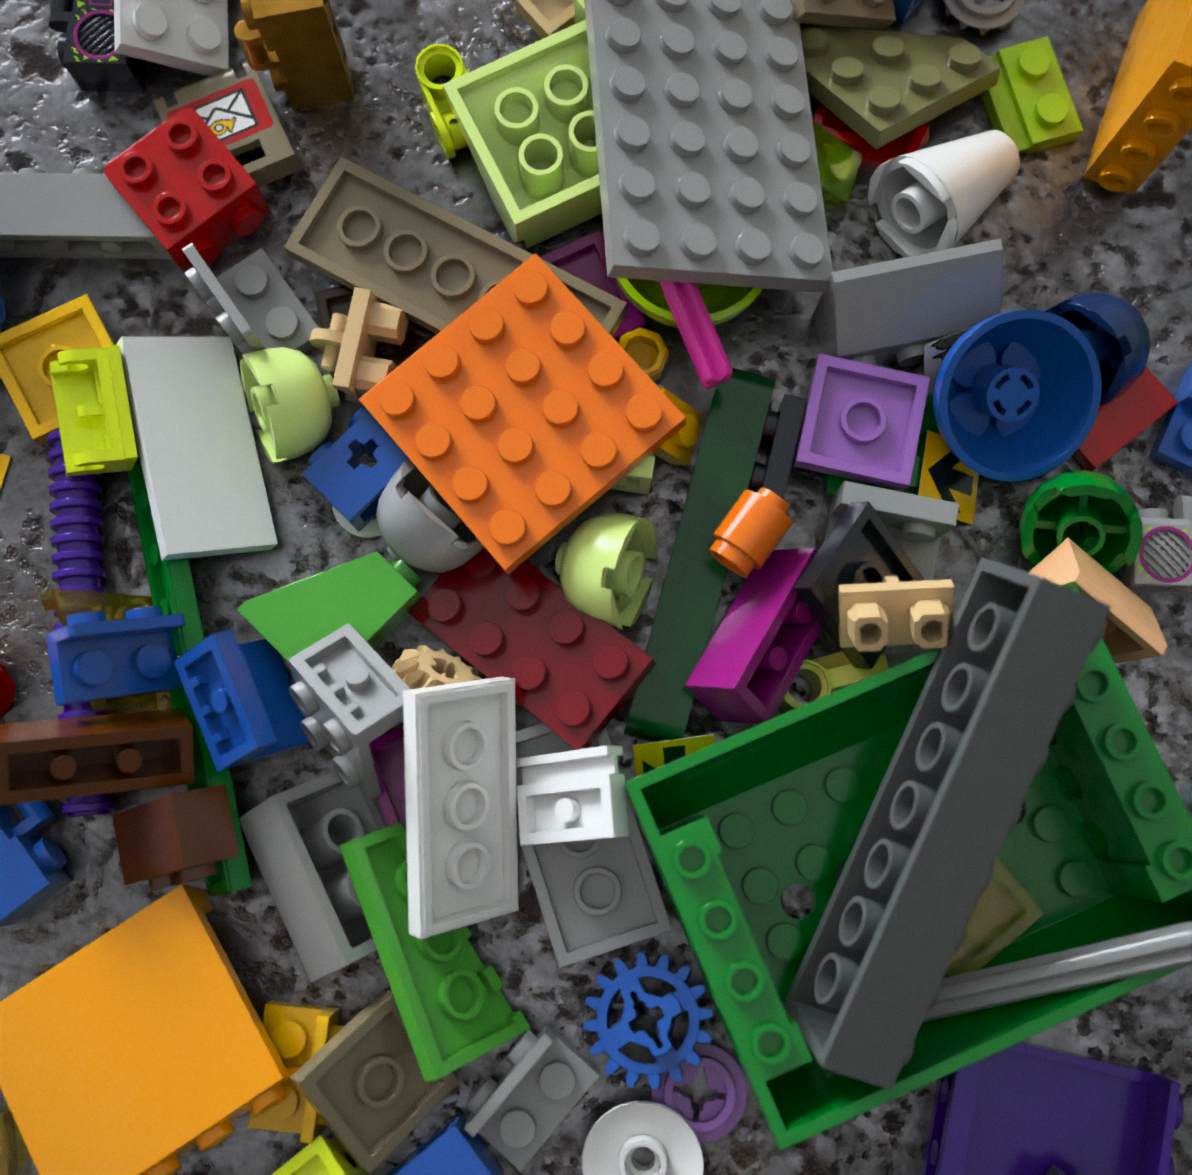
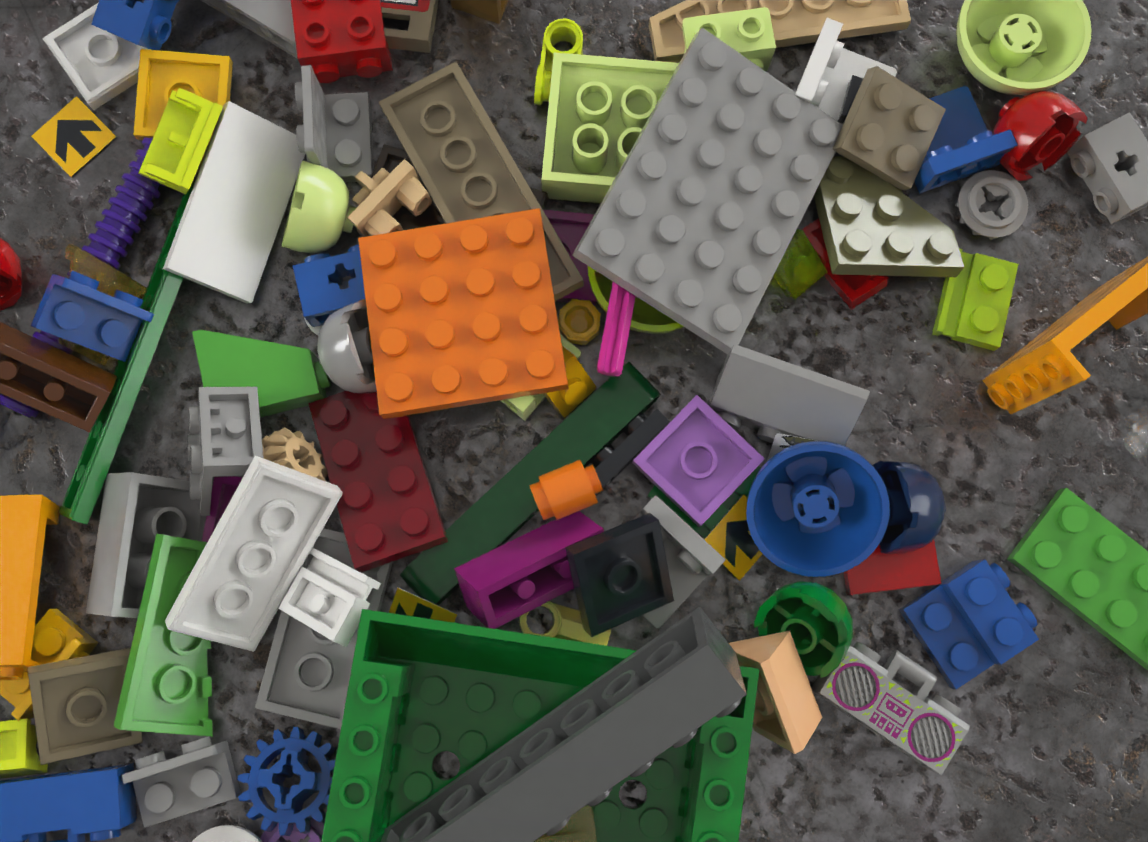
camera: 30 degrees right, 0 degrees up
(176, 837) = (56, 462): reddish brown brick -> none
(240, 699) = (155, 395): blue bracket -> none
(605, 567) = (459, 455): yellowish green cylinder -> none
(895, 614) = (621, 608): tan hips -> none
(941, 190) = (866, 331): white cone -> none

